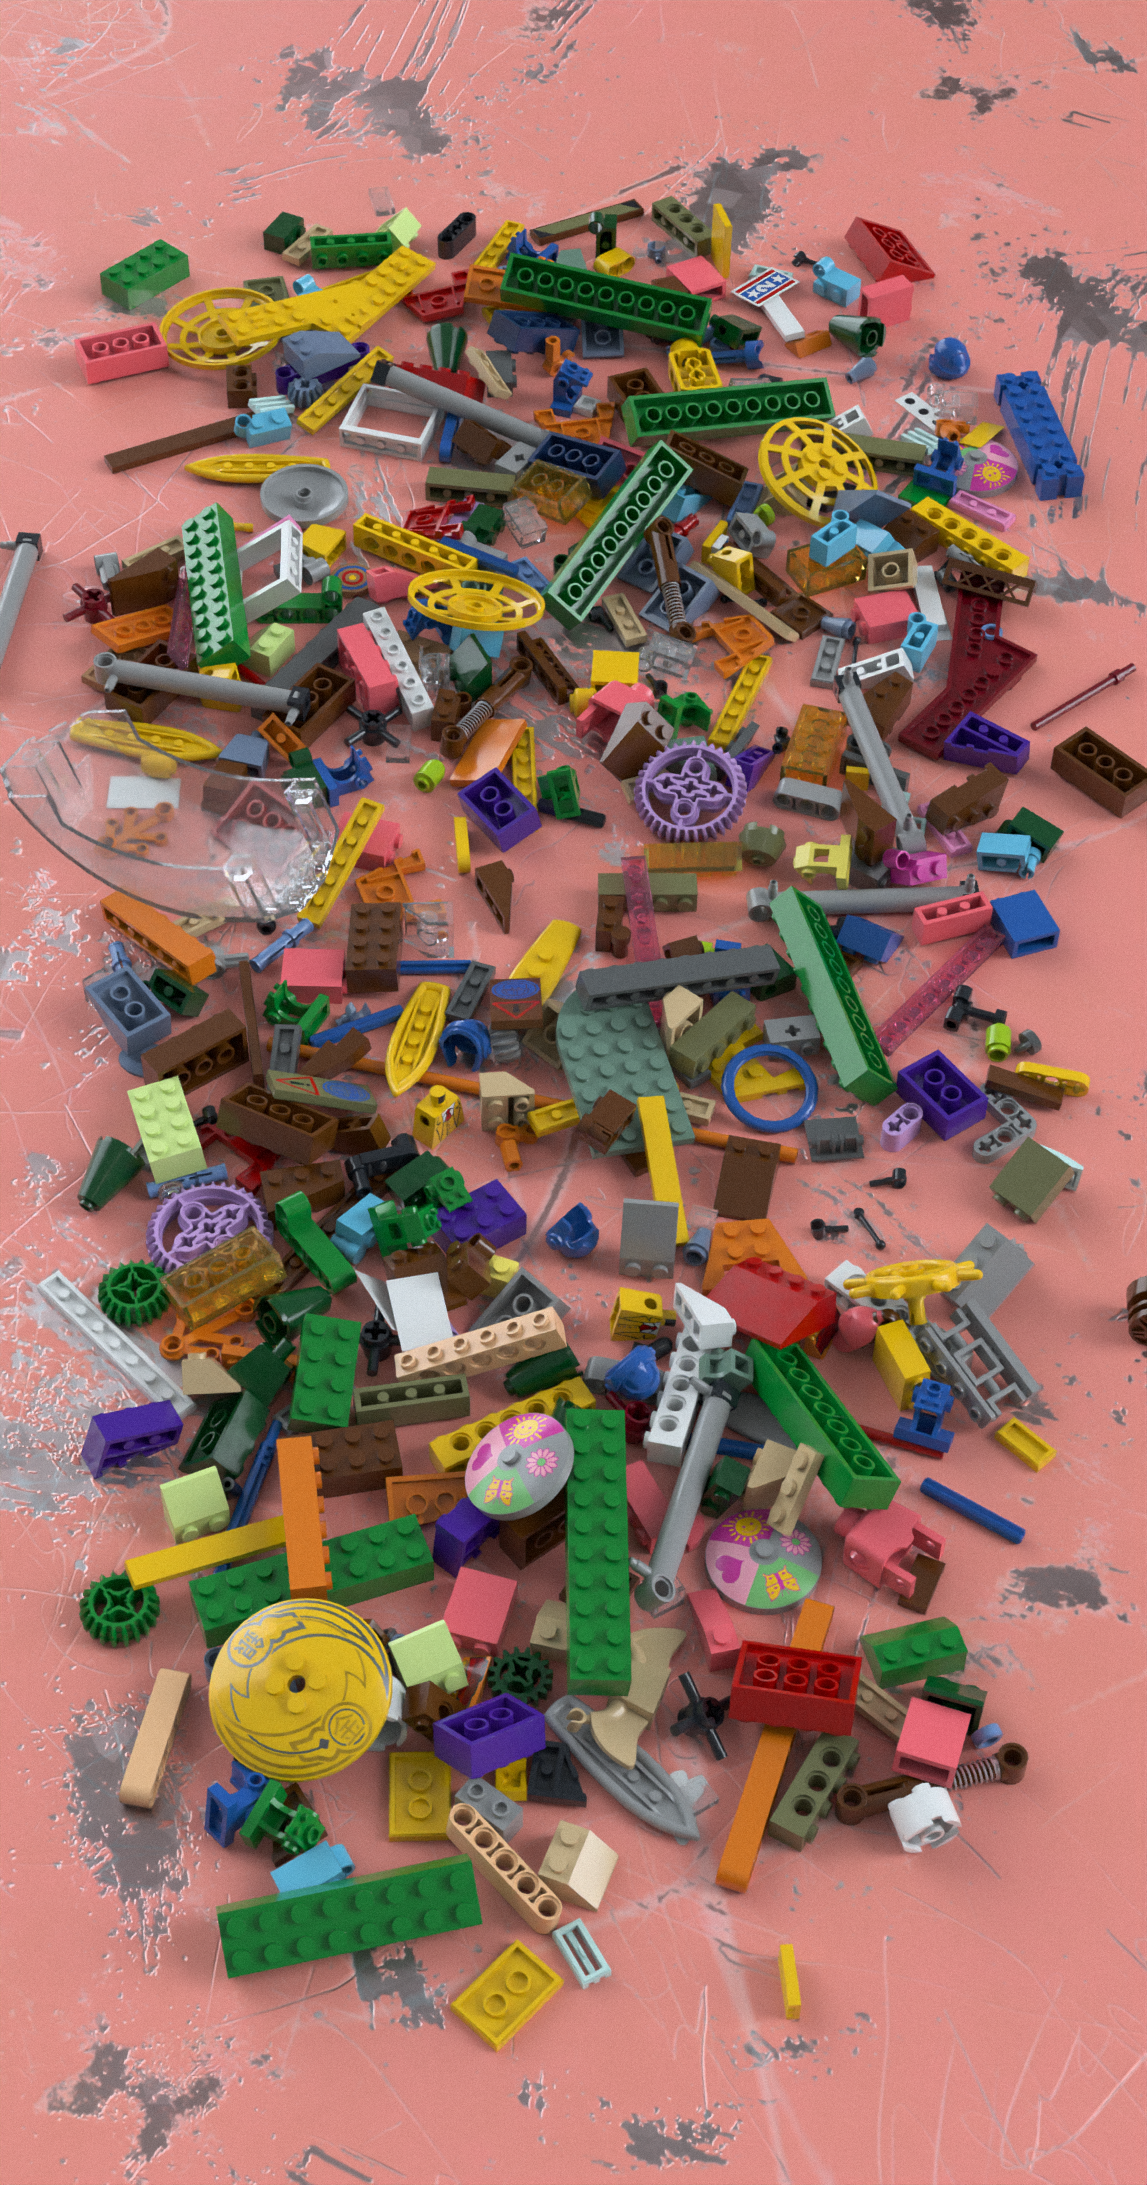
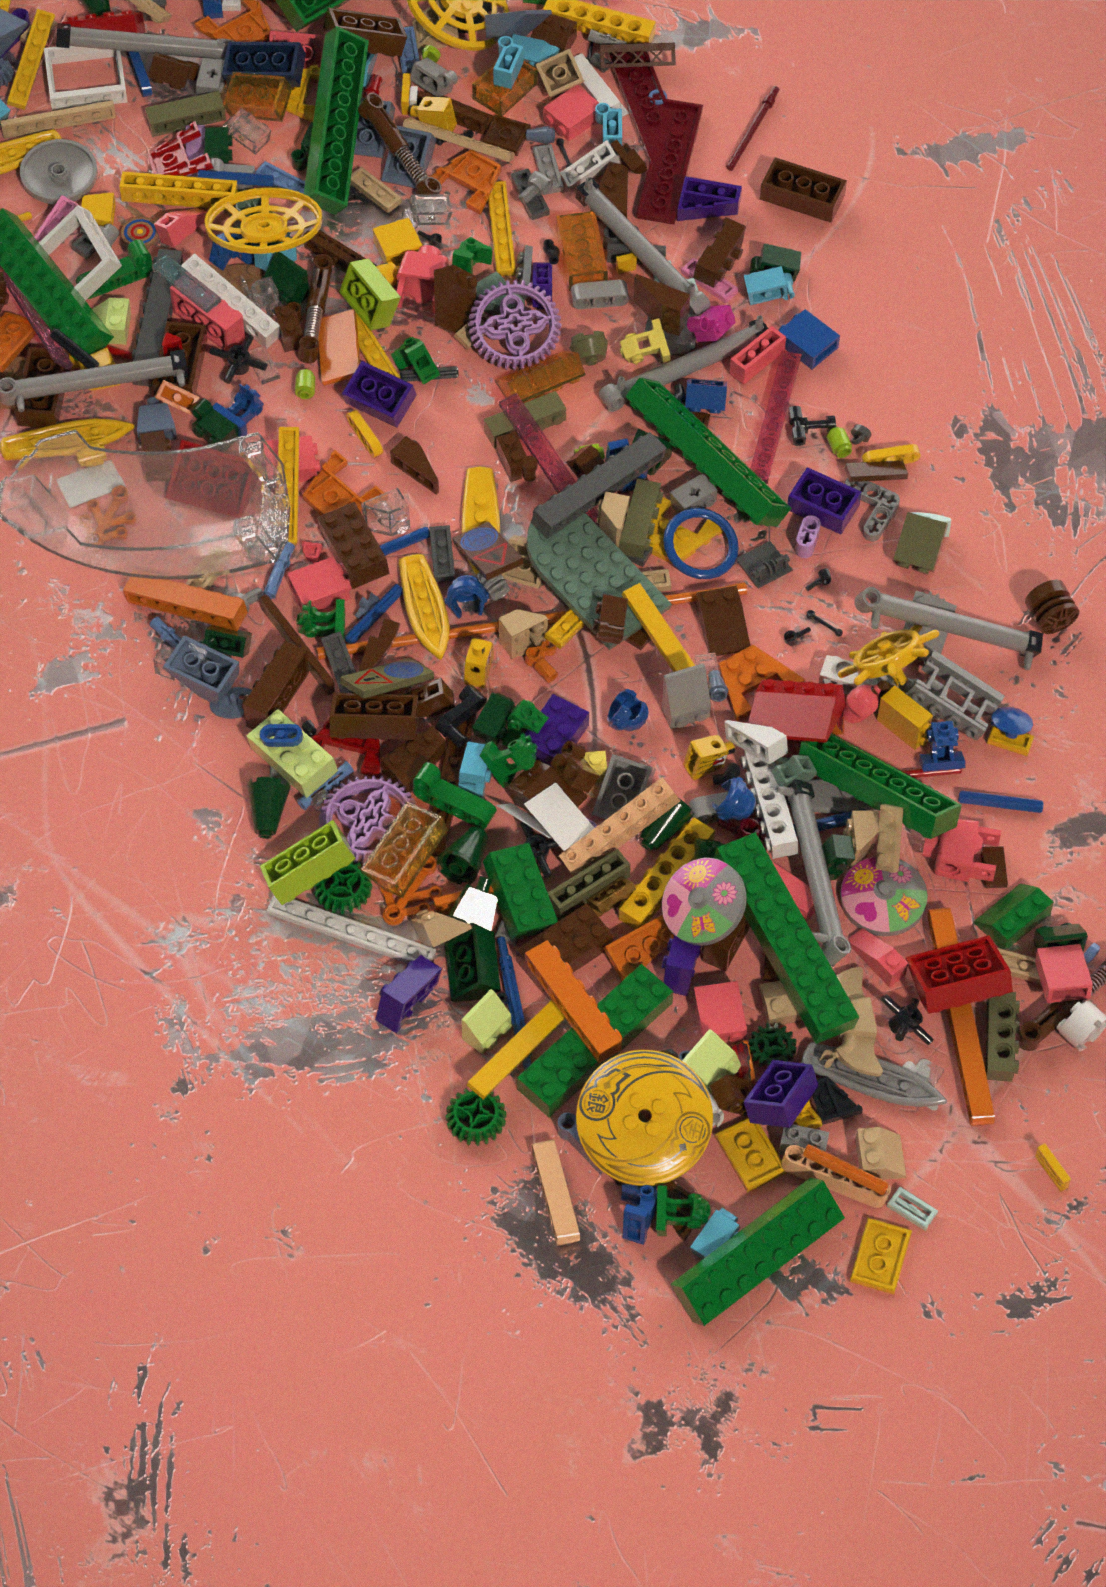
camera: 25 degrees left, 10 degrees up
(103, 1248) = (307, 862): none -> lime brick
(157, 1100) = (282, 735): none -> blue plate
(198, 651) = (72, 348): none -> black axle
(304, 679) = (171, 343): none -> red slope
(332, 939) = (312, 551): none -> coral tile
(339, 451) = (58, 119): none -> tan tile
(356, 630) = (186, 283): none -> clear light blue tile
(428, 1426) = (611, 895): none -> pearl gold bracket
(514, 1862) = (845, 1169): none -> orange axle
(550, 710) = (369, 294): none -> lime brick
(791, 678) = (536, 206): none -> dark grey plate
(800, 668) = (537, 185): none -> light grey axle
(920, 675) = (630, 157): none -> reddish brown slope
(1036, 1423) = (1011, 721): none -> blue dish
(1101, 1339) = (1026, 643): none -> light grey piece

